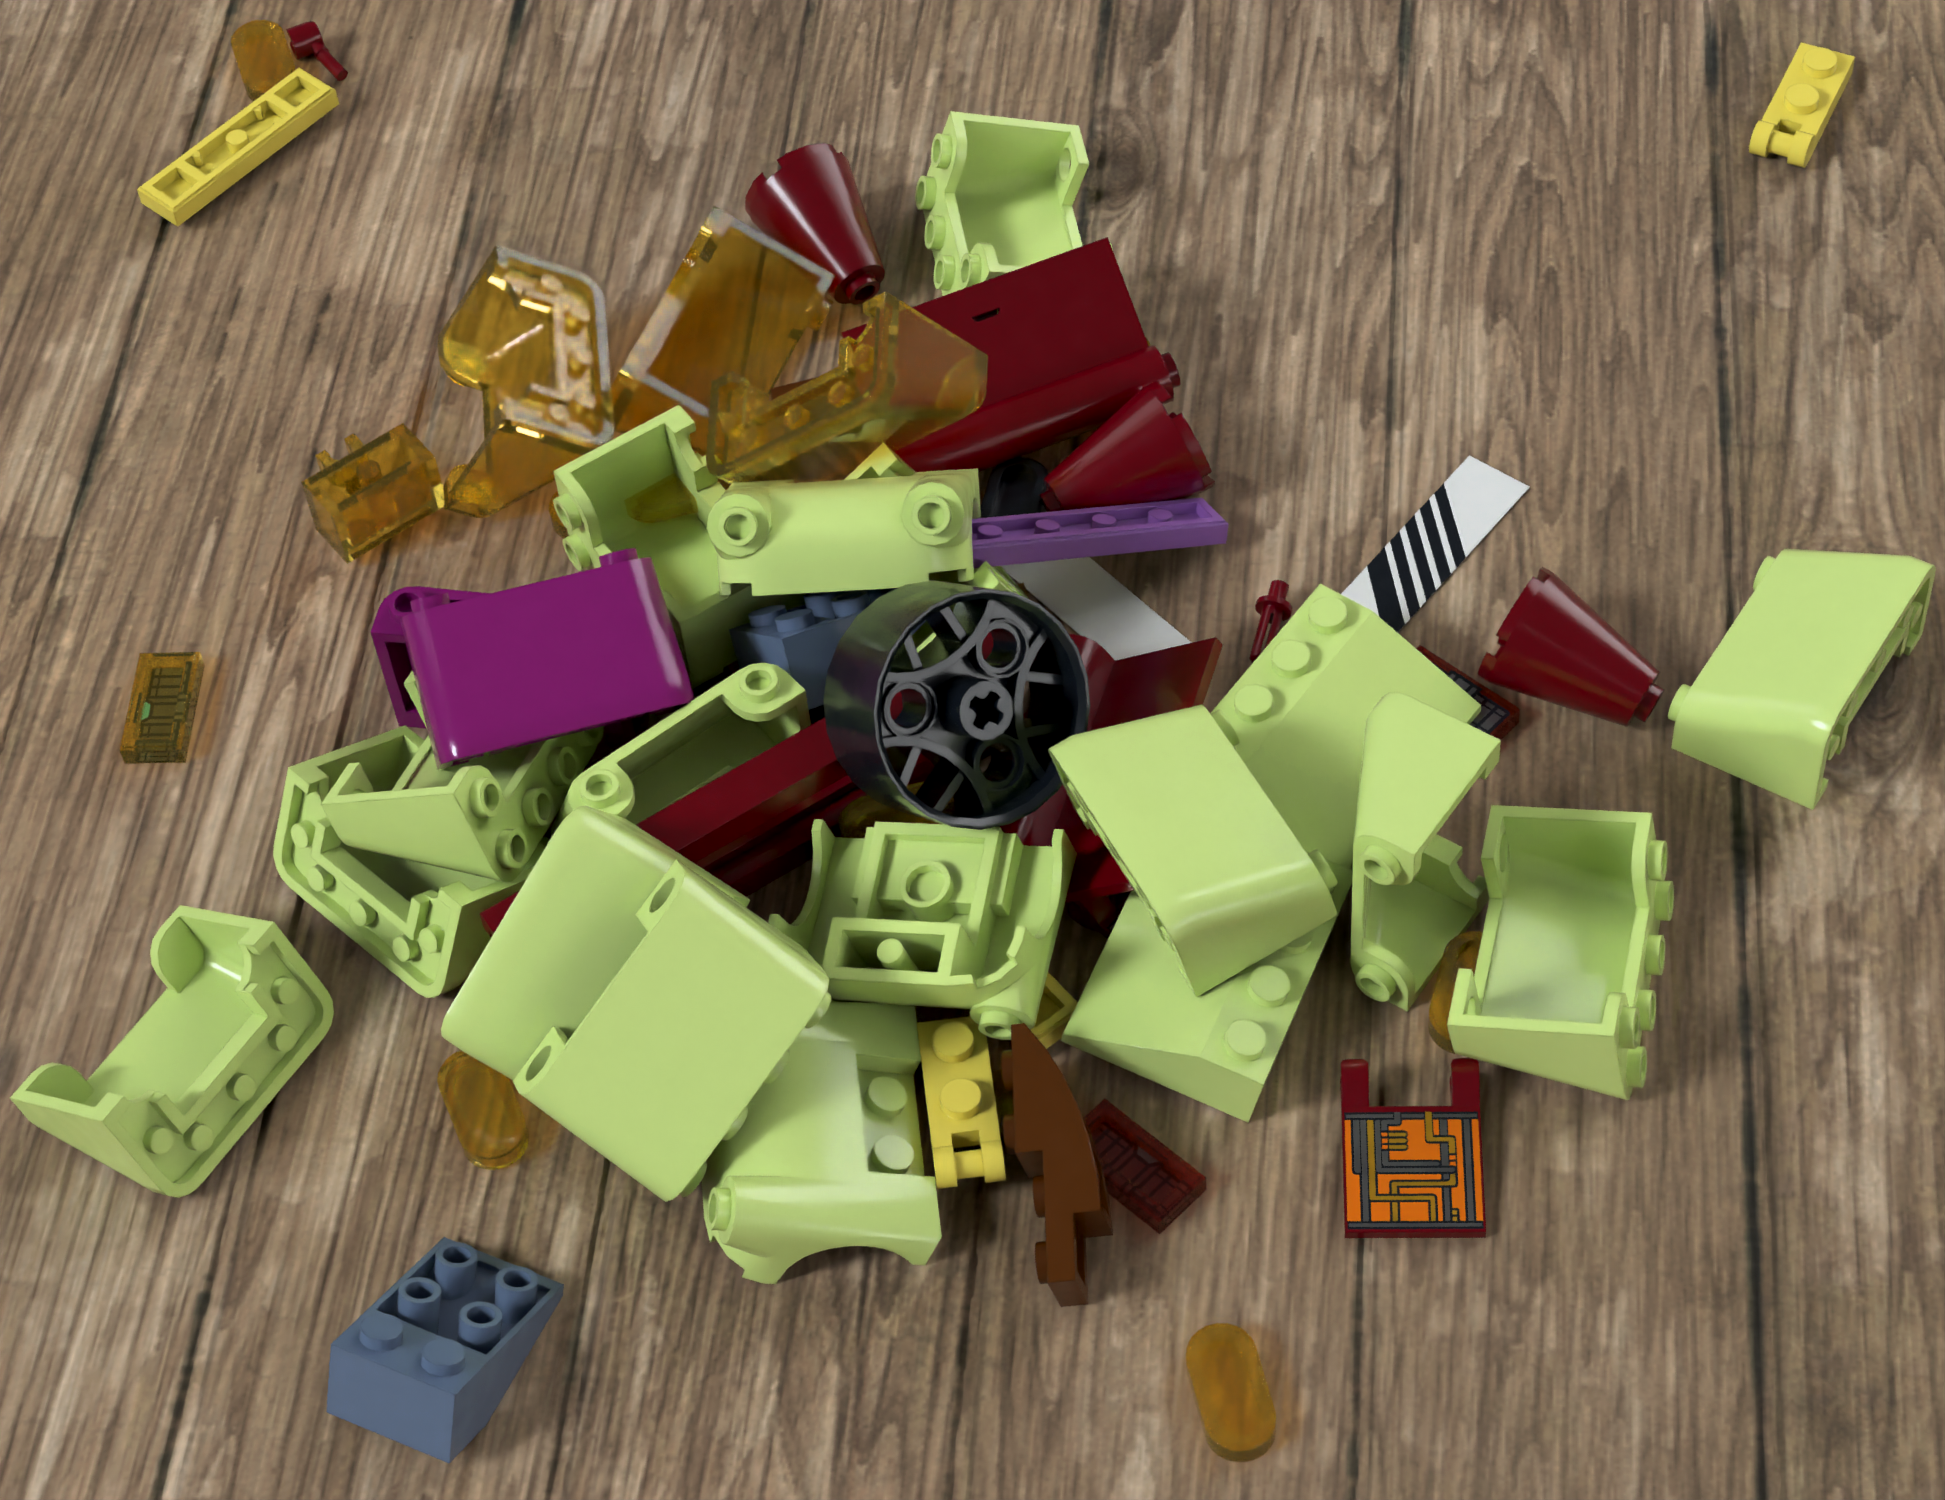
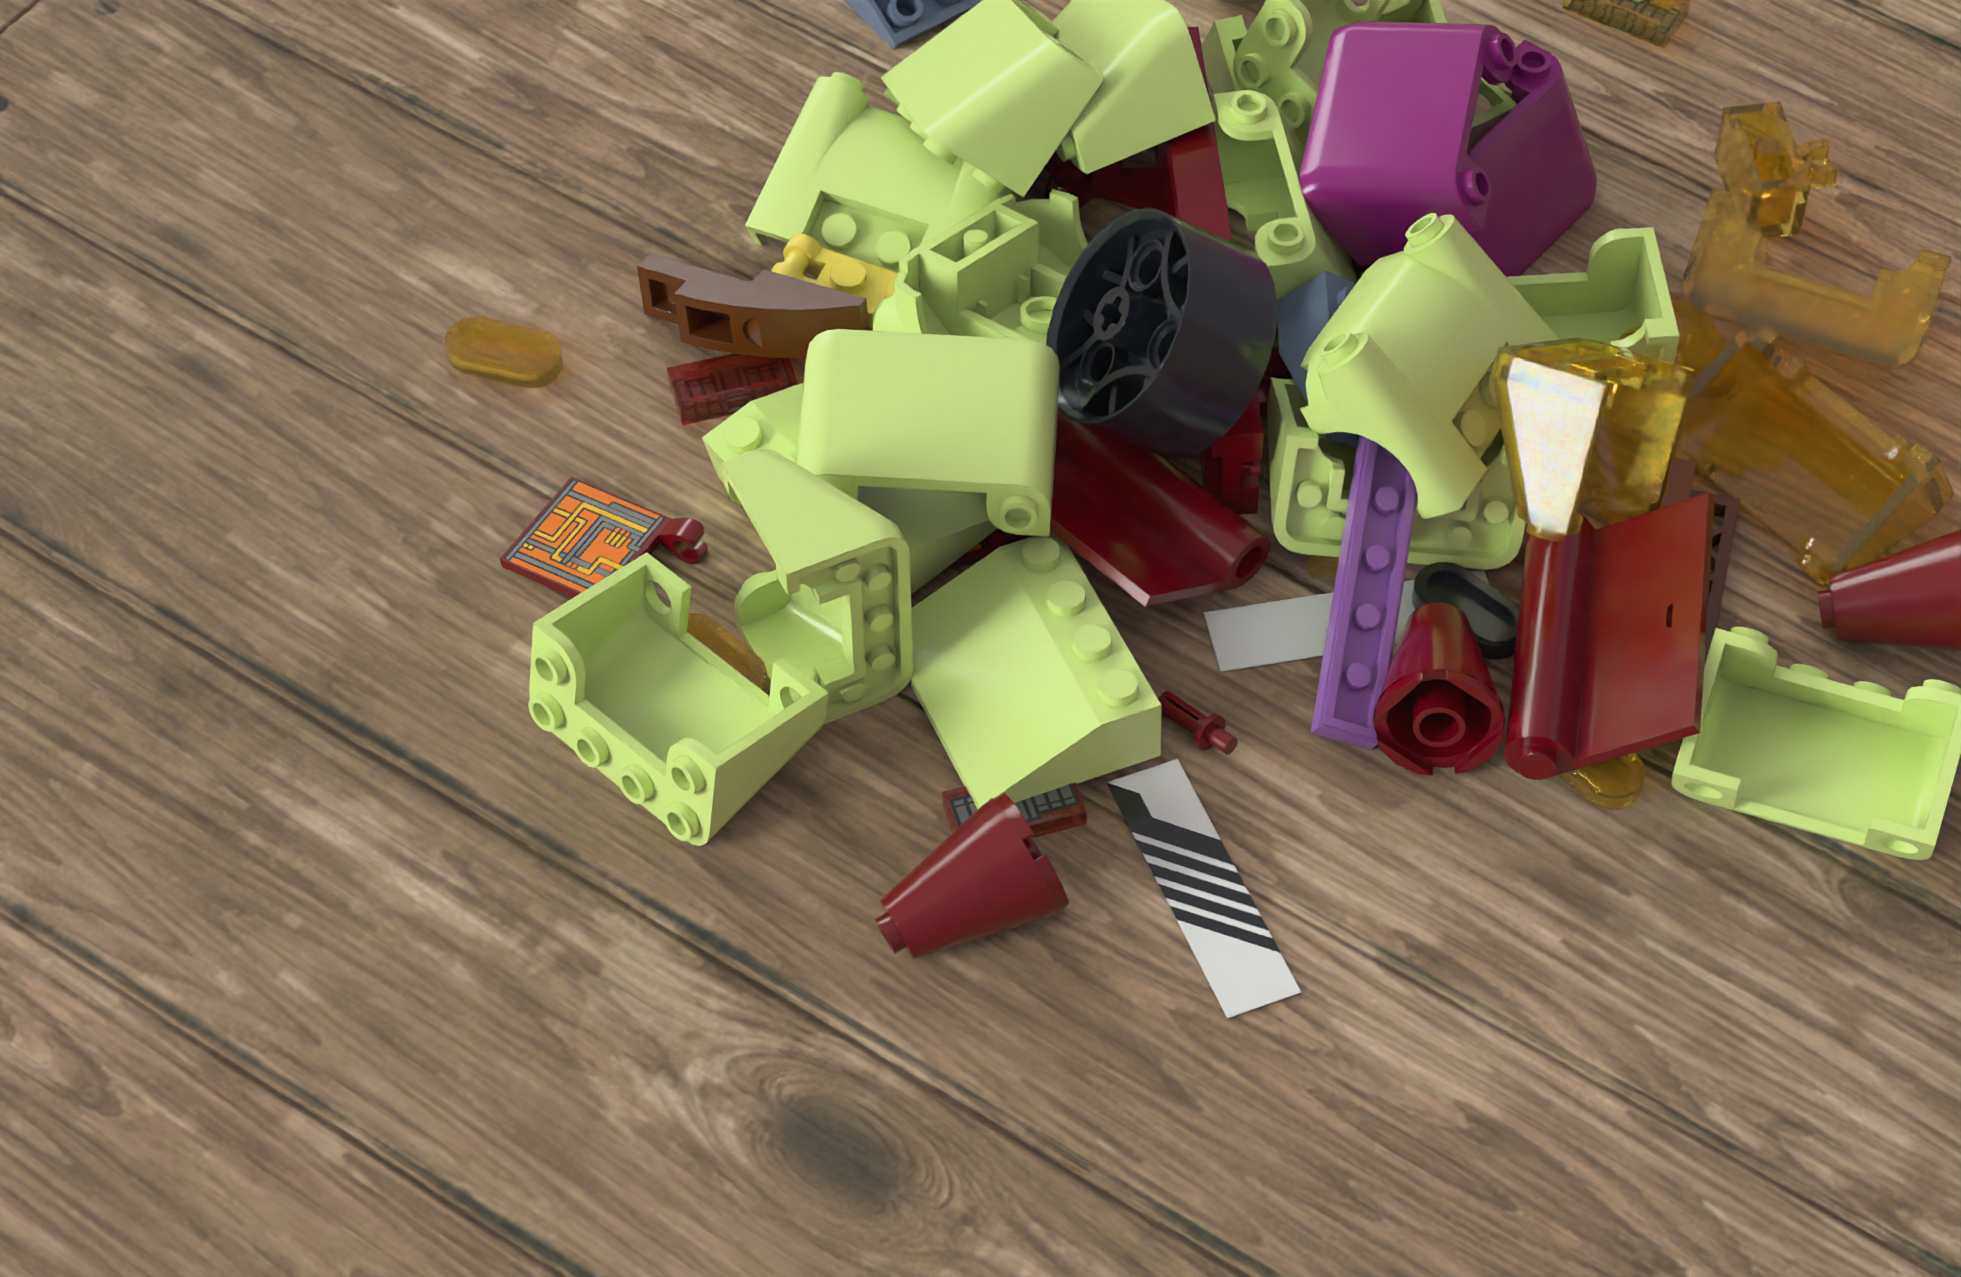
camera: 115 degrees right, 0 degrees up
(1801, 666) = (837, 1064): yellowish green windscreen -> none

